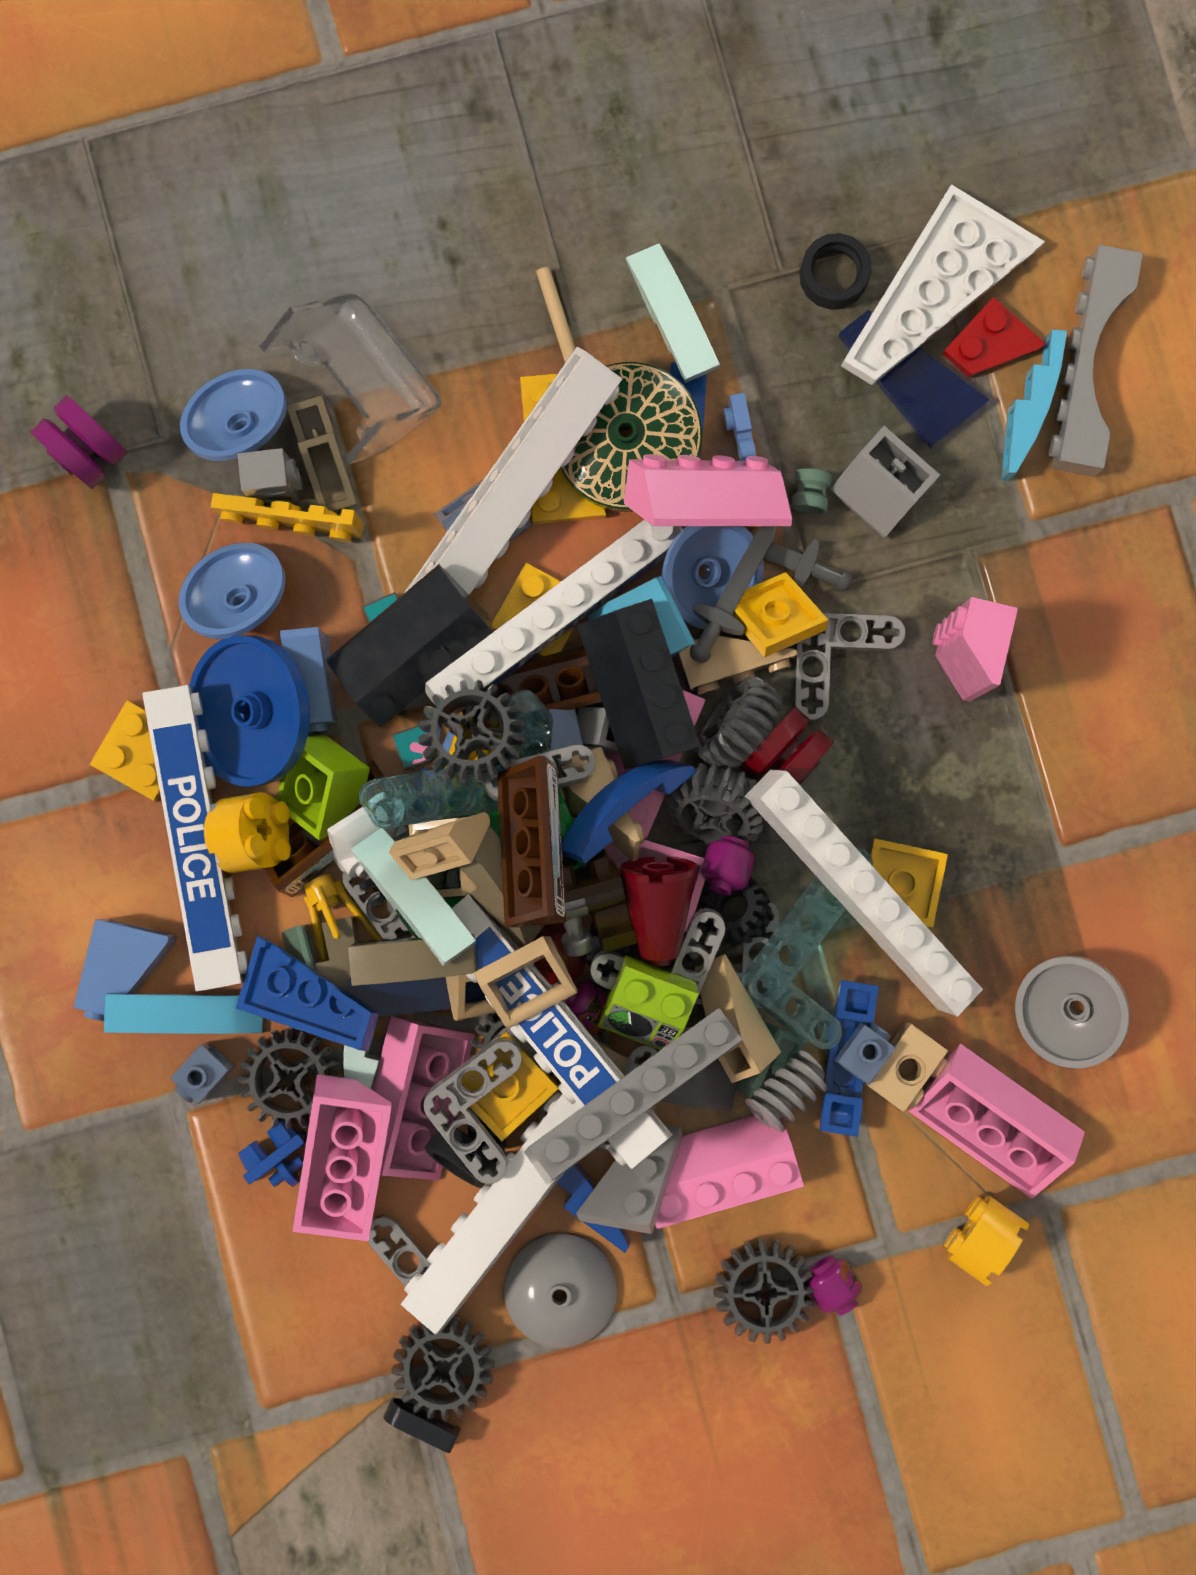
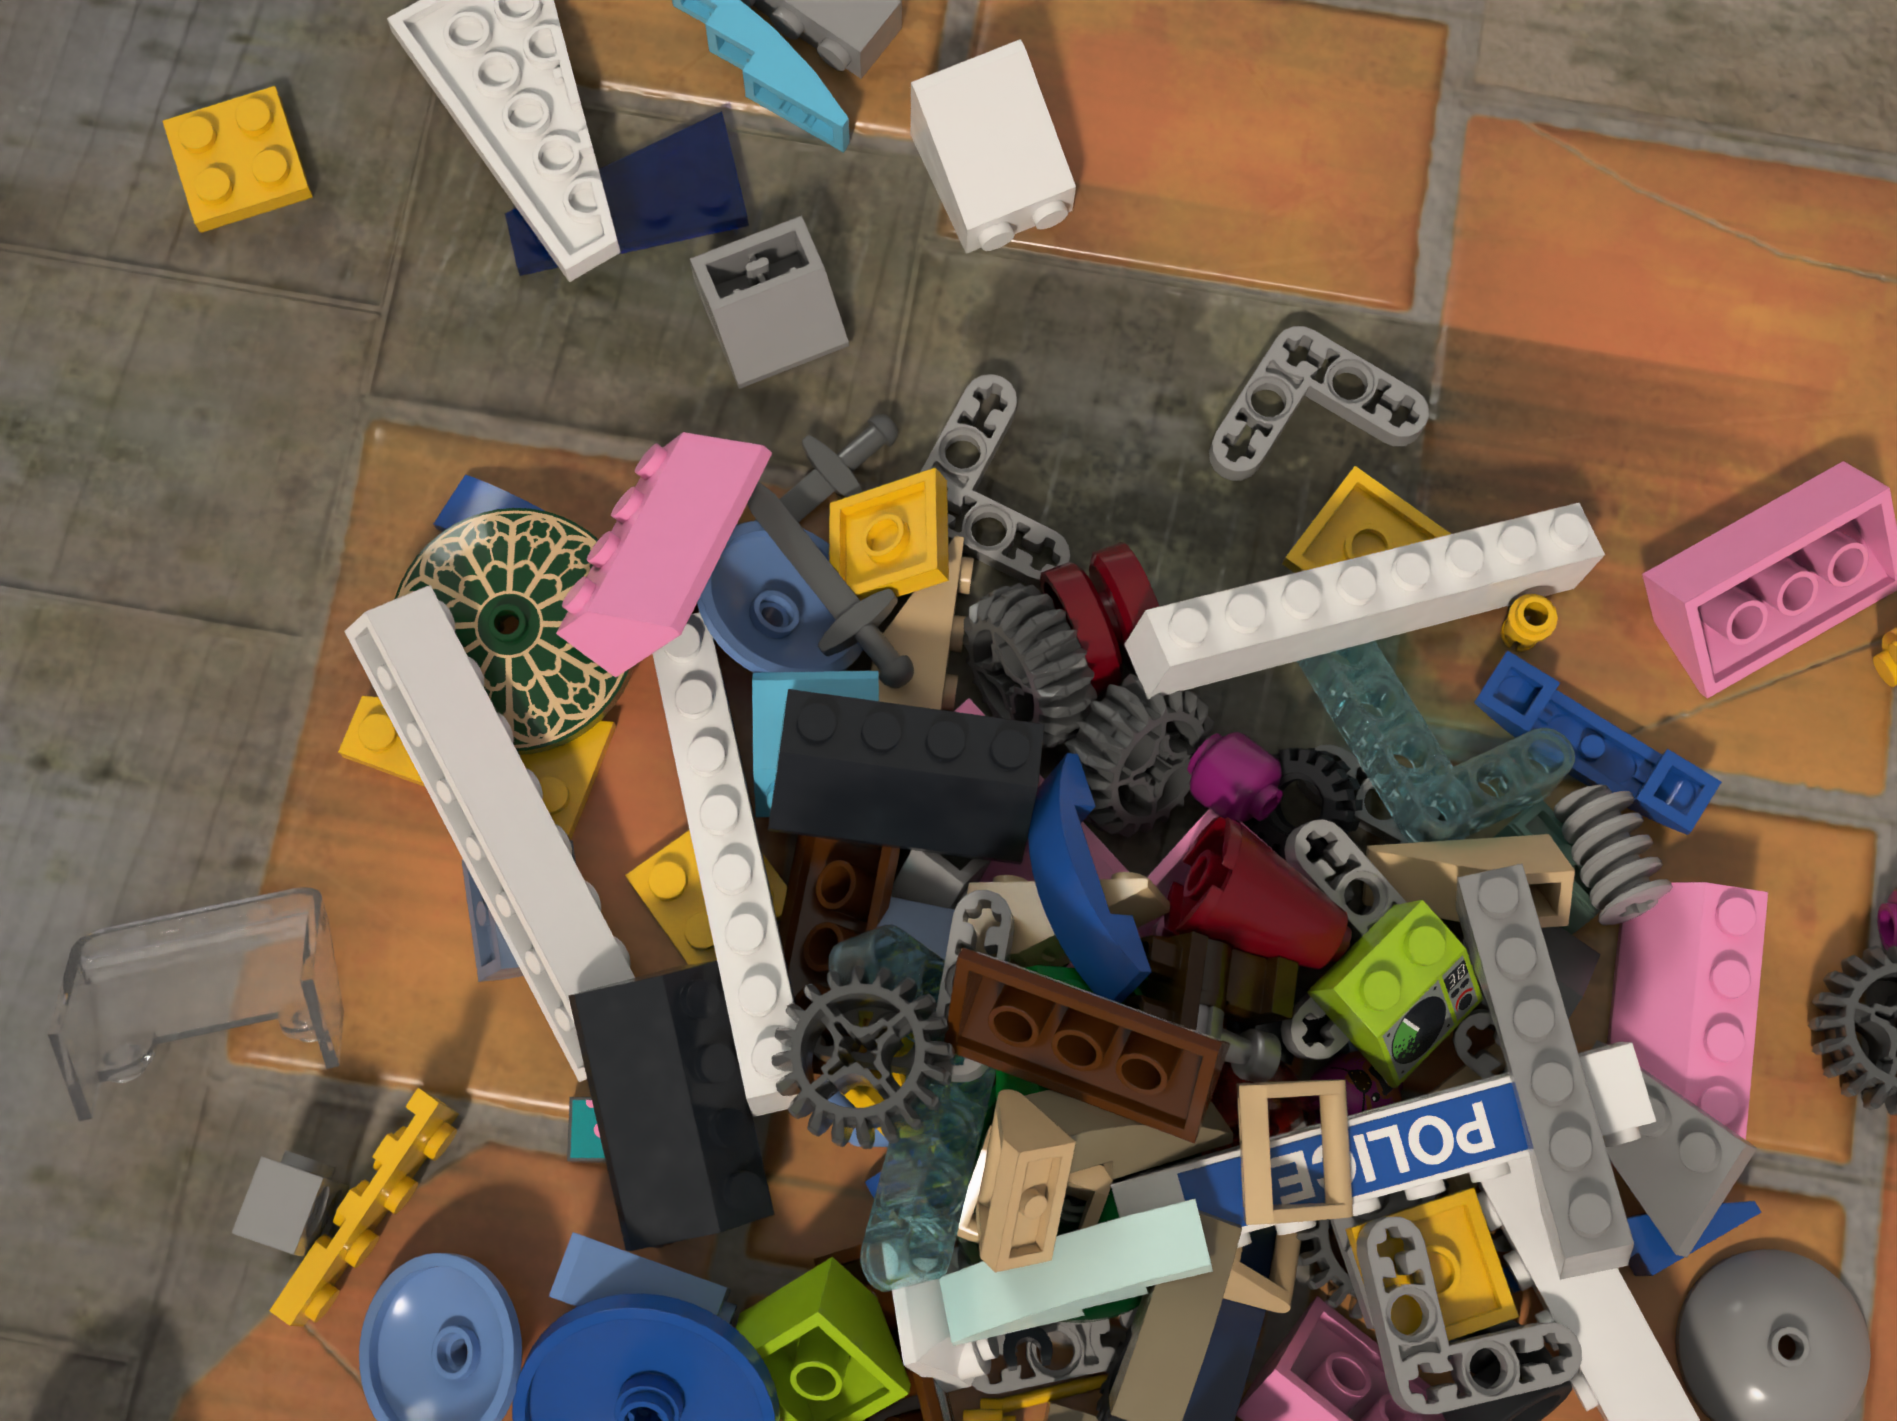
camera: 75 degrees left, 10 degrees down
(233, 414) = (162, 1220): medium blue dish -> none
(321, 453) = (294, 1109): dark tan slope -> none
(409, 748) = (825, 1179): teal tile -> none
(556, 312) = (277, 655): tan bar -> none
(672, 312) = (362, 483): light aqua slope -> none
(738, 419) = (575, 464): medium blue plate -> none
(811, 491) = (729, 409): sand green wheel -> none
(829, 146) = (237, 159): none -> yellow plate
(842, 244) = (417, 190): black tyre -> none
(865, 1052) = (1600, 713): sand blue brick -> none
(908, 997) = (1539, 627): none -> yellow pin
(929, 1059) = (1643, 703): tan brick -> none
(975, 645) = (1080, 274): bright pink slope -> none
(981, 799) = (1297, 382): none -> light grey beam
(991, 341) = (638, 72): red wing -> none
(1038, 562) = (991, 148): none -> white slope
(1054, 1026) = (1693, 421): light grey dish -> none

